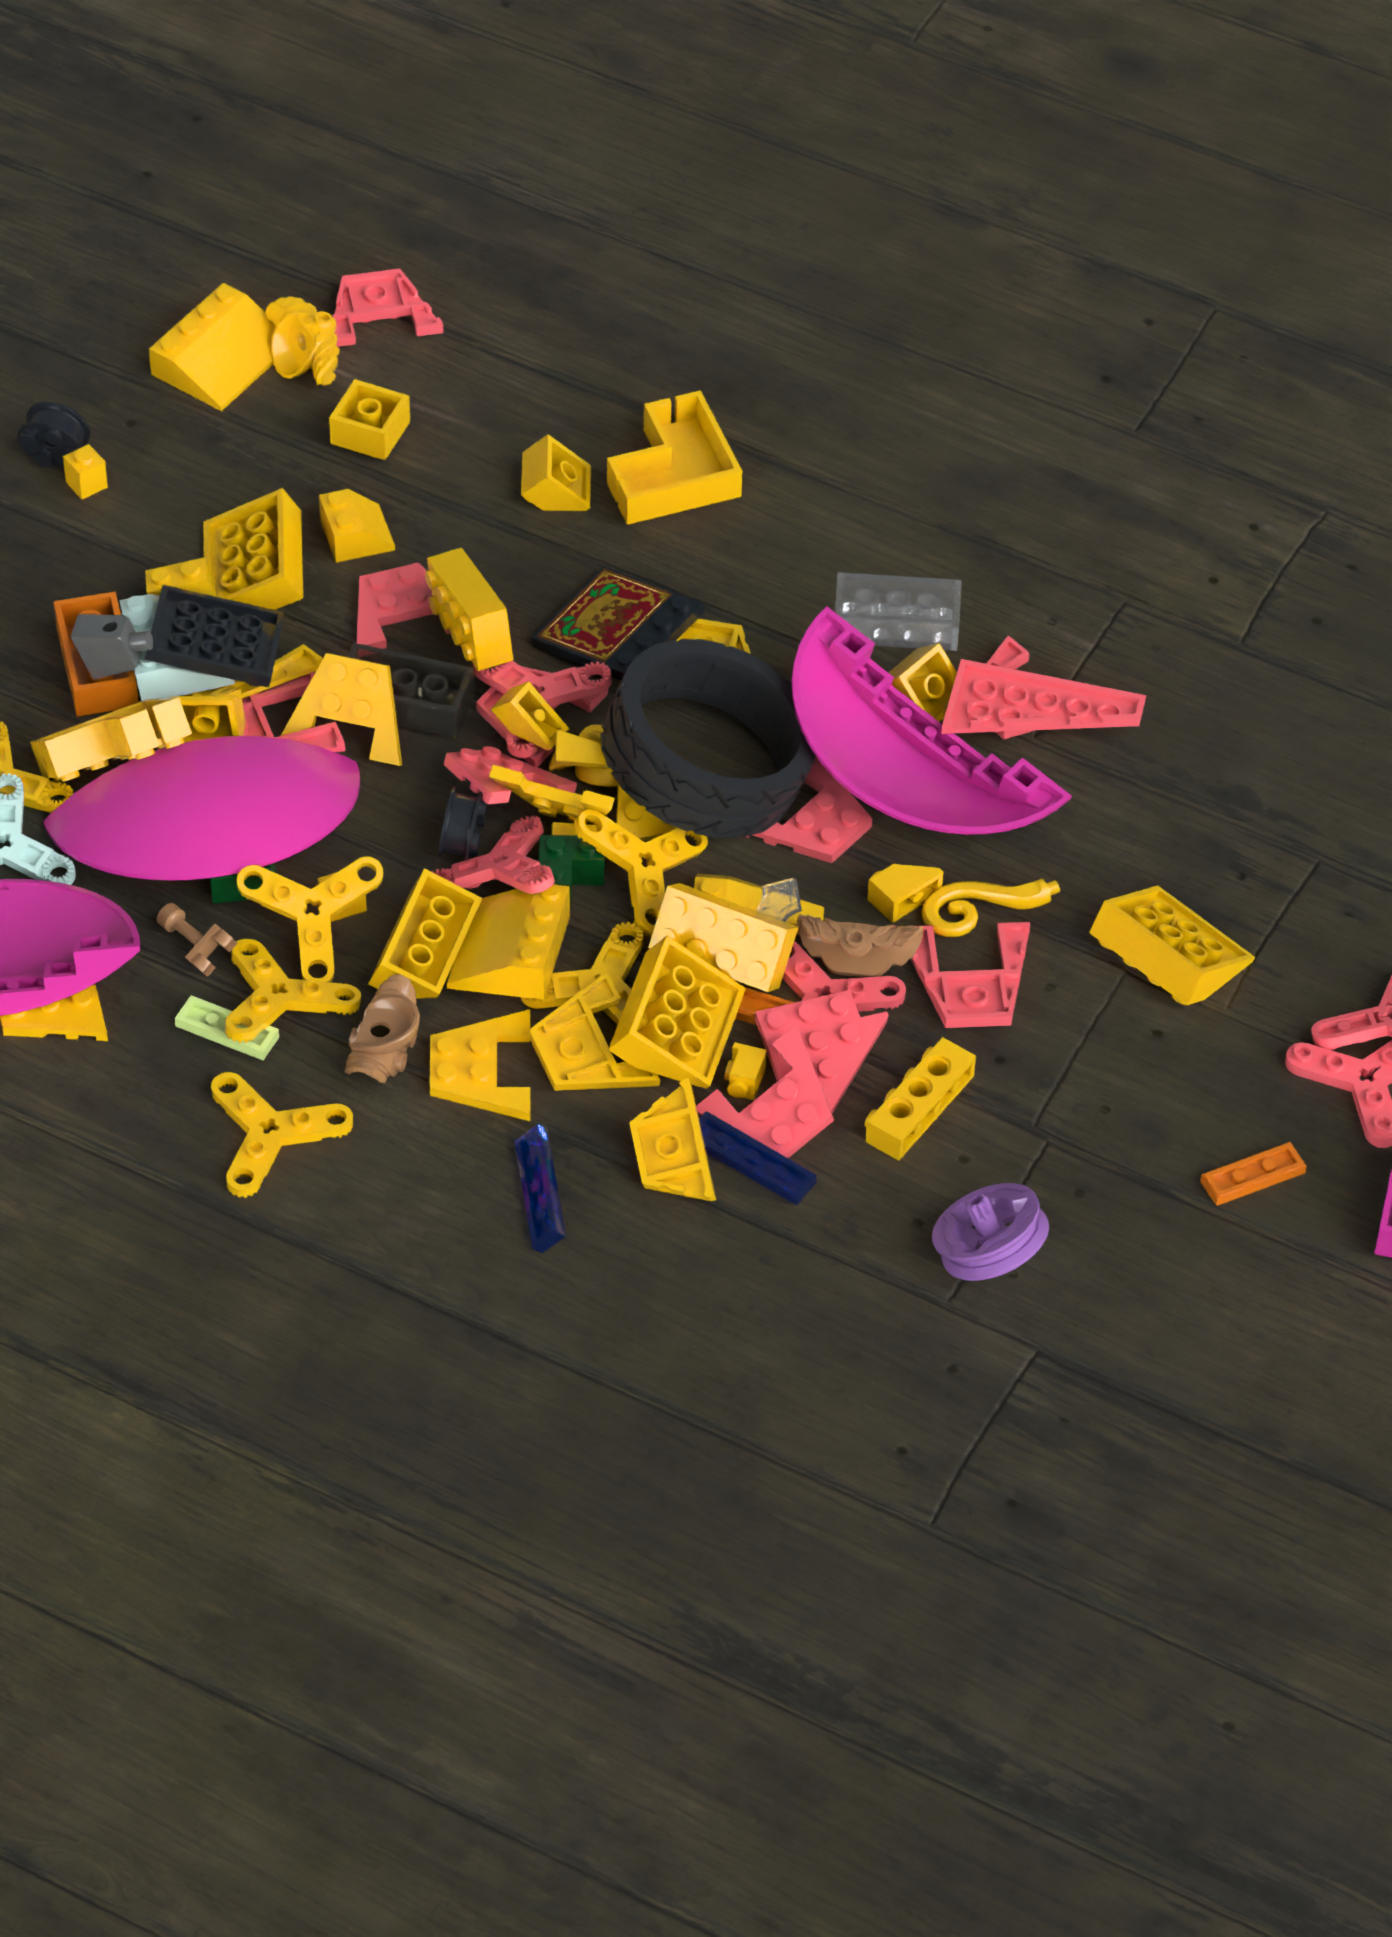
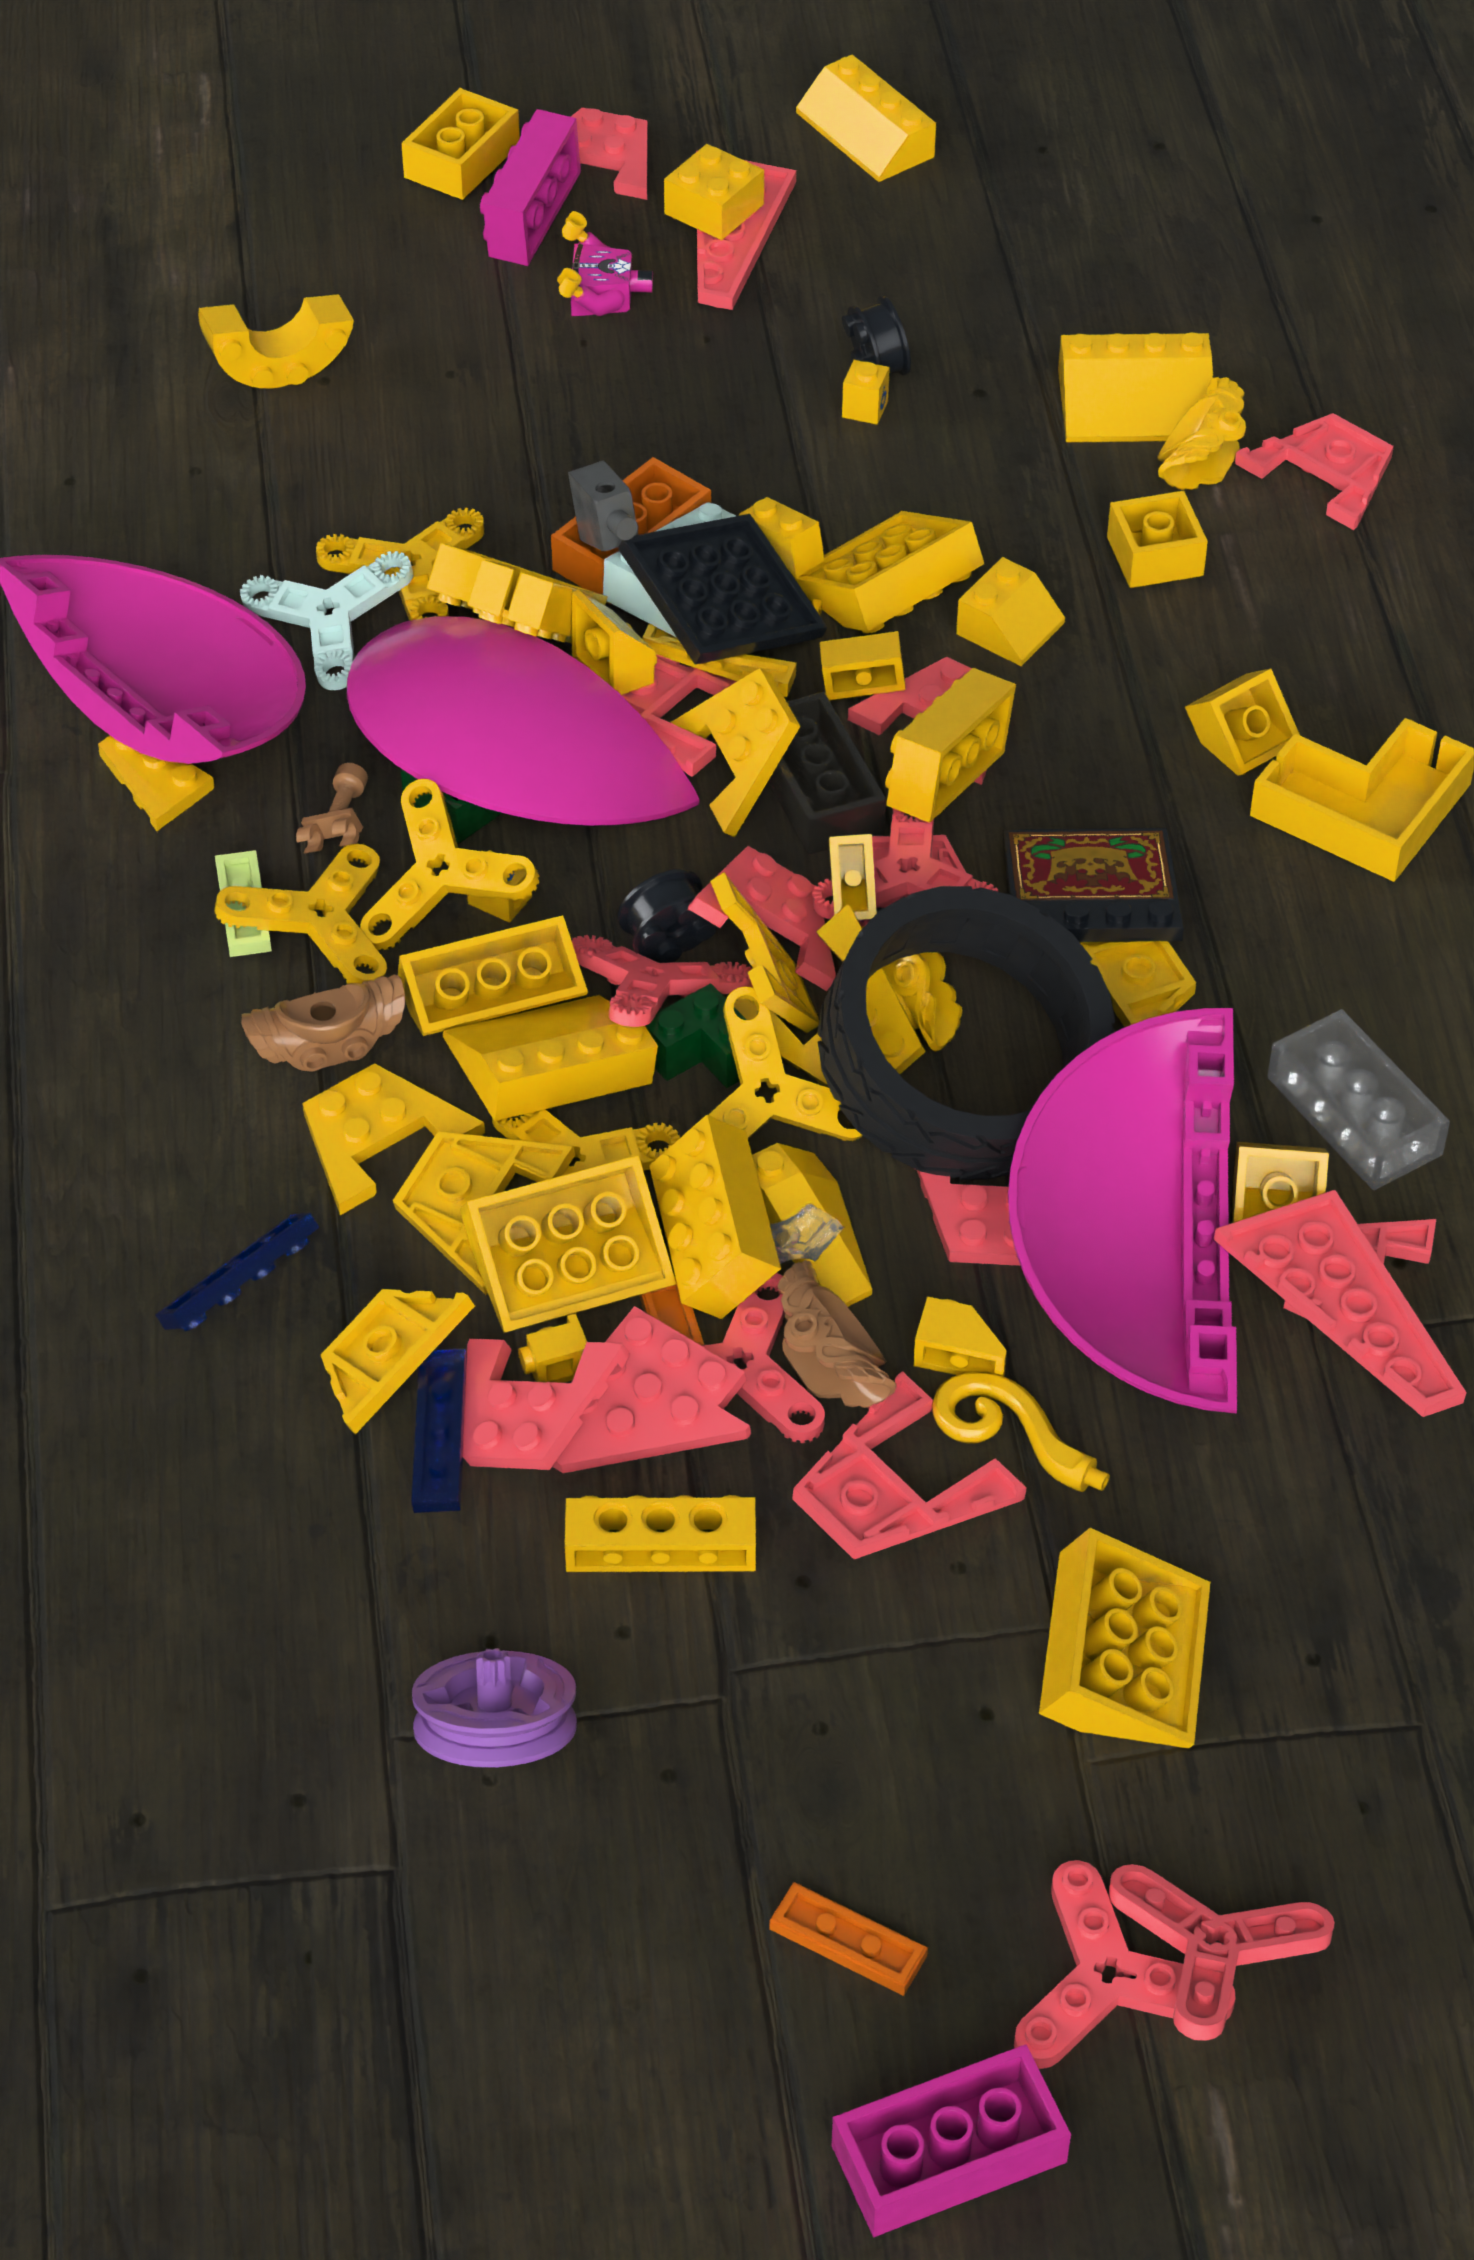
camera: 55 degrees right, 0 degrees up
(256, 1115) = (116, 1018): yellow piece -> none
(334, 616) = (862, 665): none -> yellow brick

